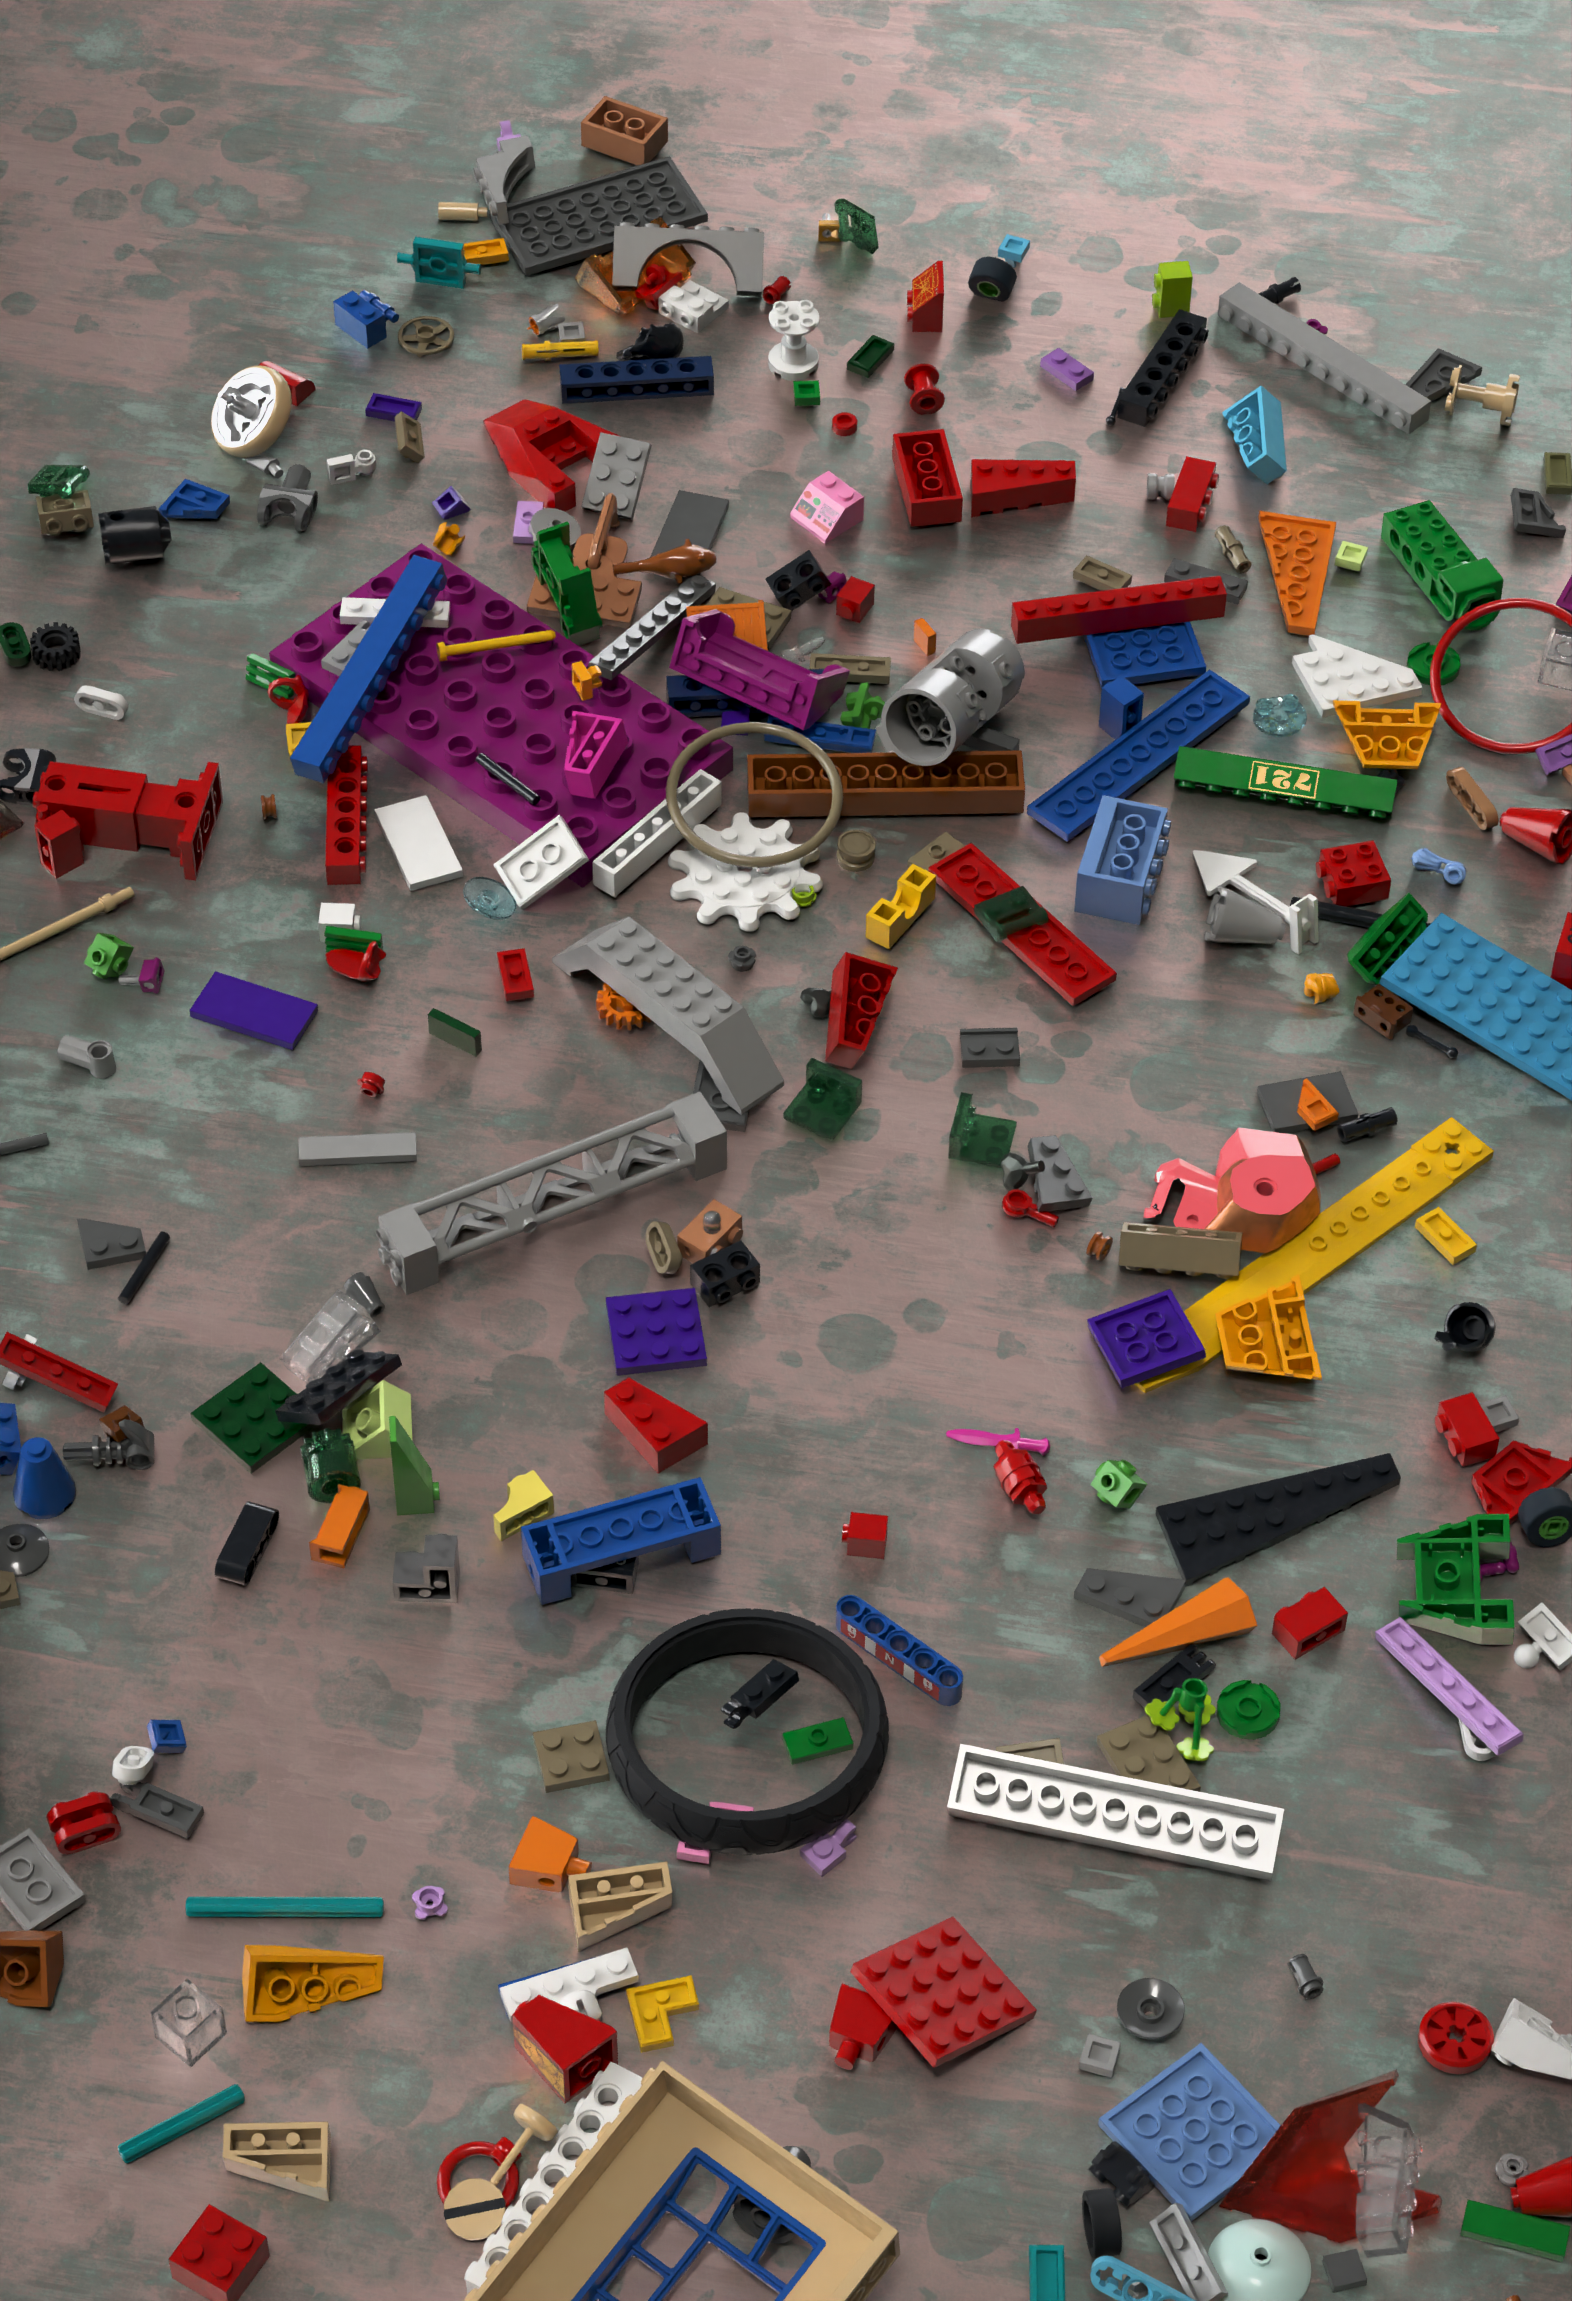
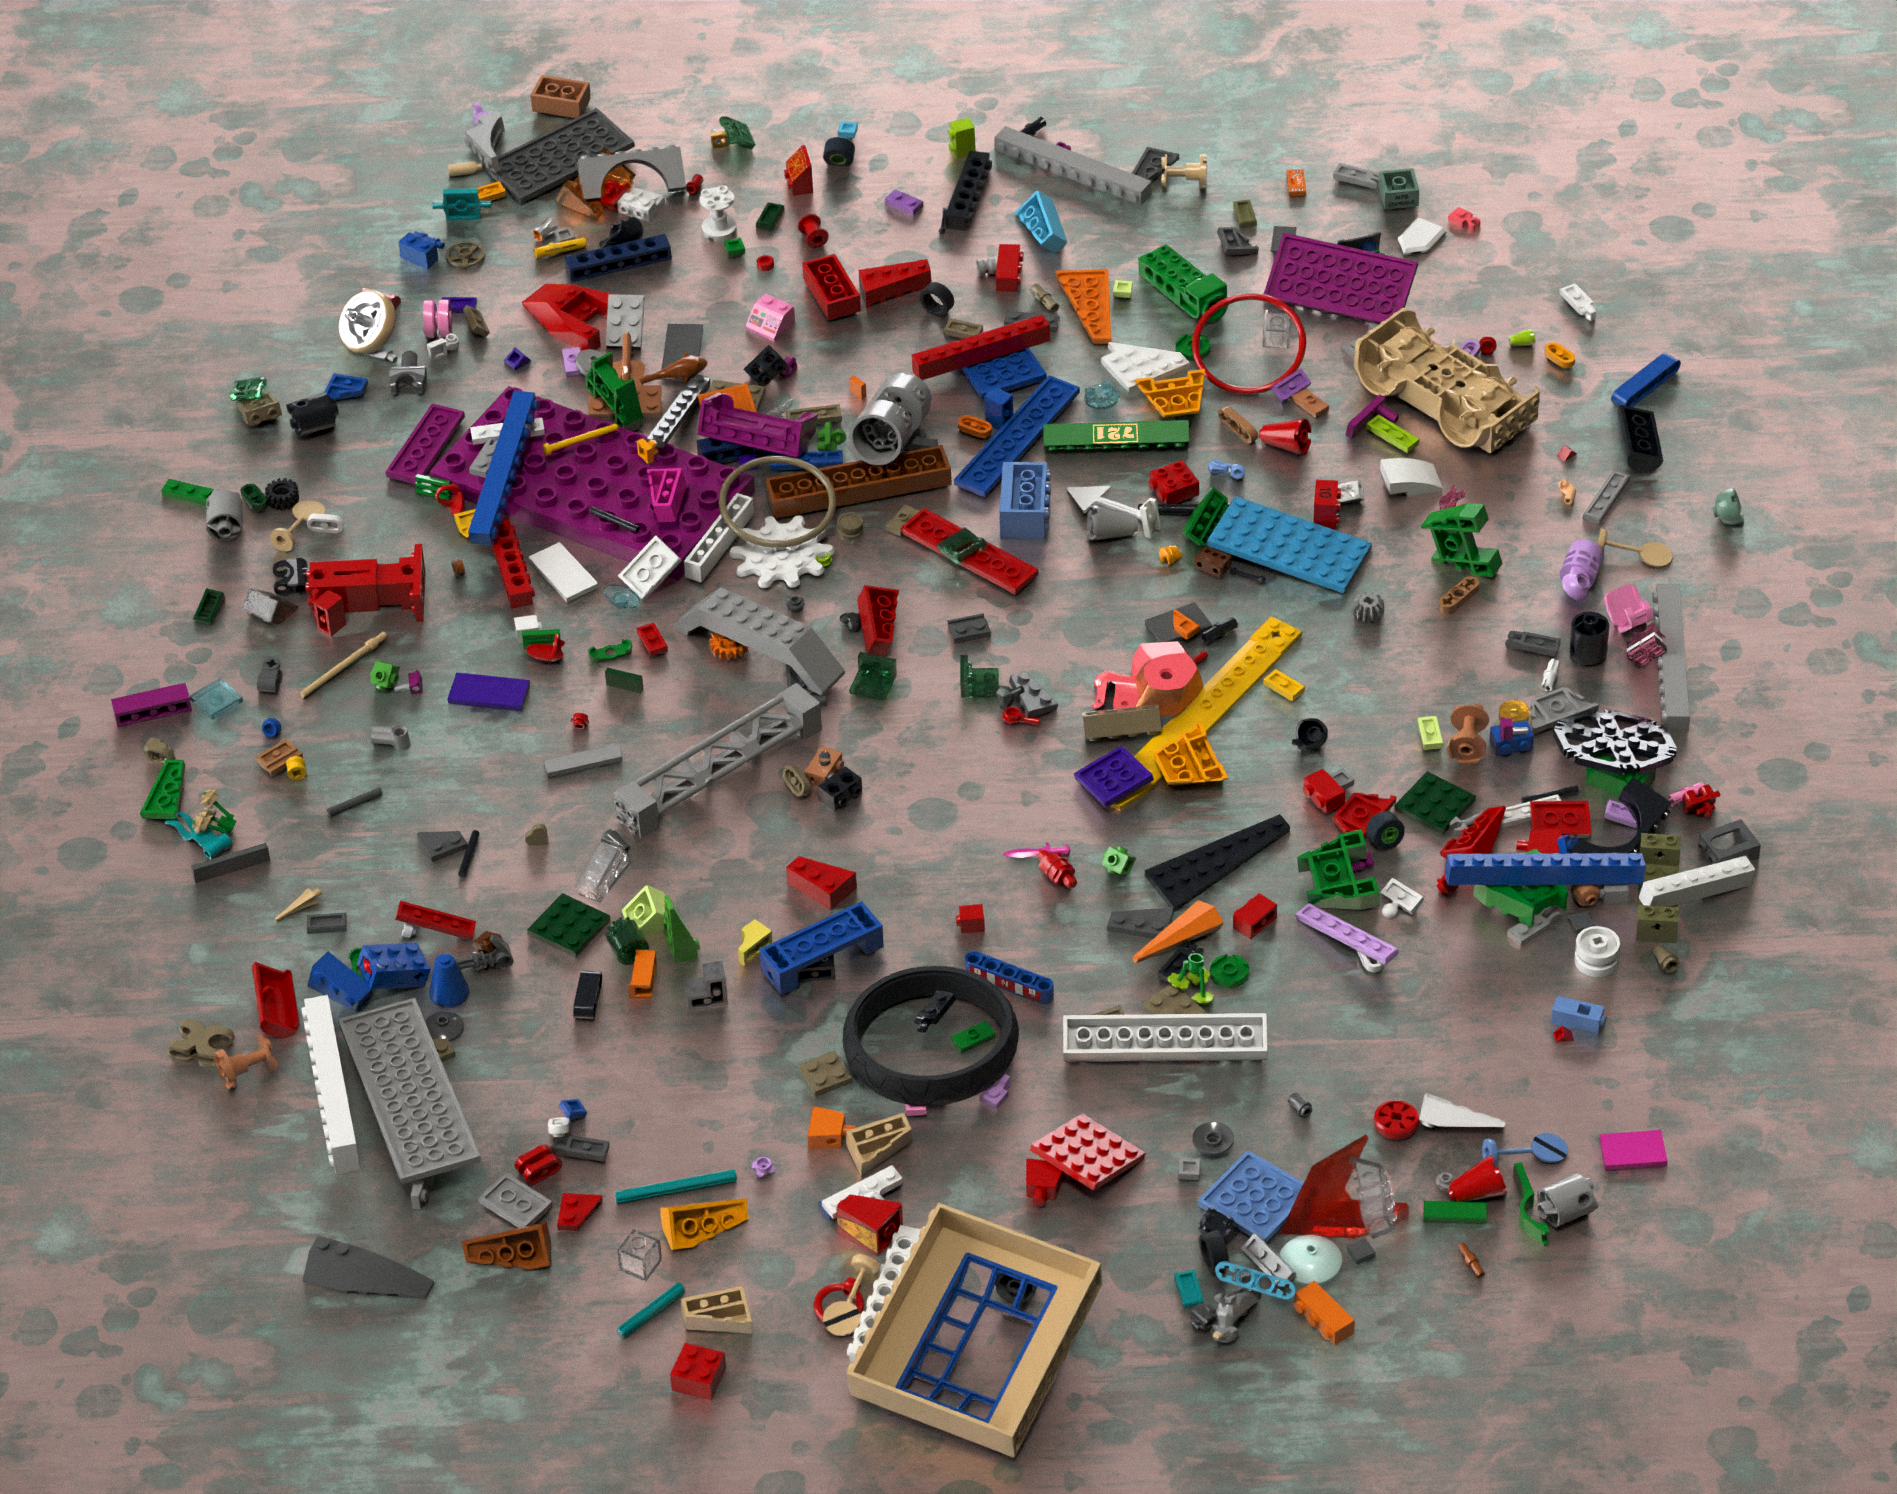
camera: 10 degrees left, 5 degrees down
(33, 715) = (282, 538): none -> tan piece
(118, 1915) = (576, 1210): none -> red wing
(252, 1260) = (537, 835): none -> dark tan tile
(281, 607) = (425, 443): none -> magenta plate
(338, 1387) = (618, 895): black plate -> none
(352, 424) = (437, 319): none -> bright pink wheel
(447, 538) = (522, 380): light orange arm -> none
(467, 981) = (600, 654): none -> green piece
(653, 2004) = (916, 1194): yellow tile -> none
(656, 1331) = (805, 830): dark purple plate -> none
(855, 599) = (805, 372): red brick -> none
(891, 919) = (886, 561): yellow arch -> none
(1080, 728) = (974, 426): none -> orange plate
(1082, 516) = (942, 293): none -> black tyre
(1099, 1246) = (1070, 730): dark orange bush -> none

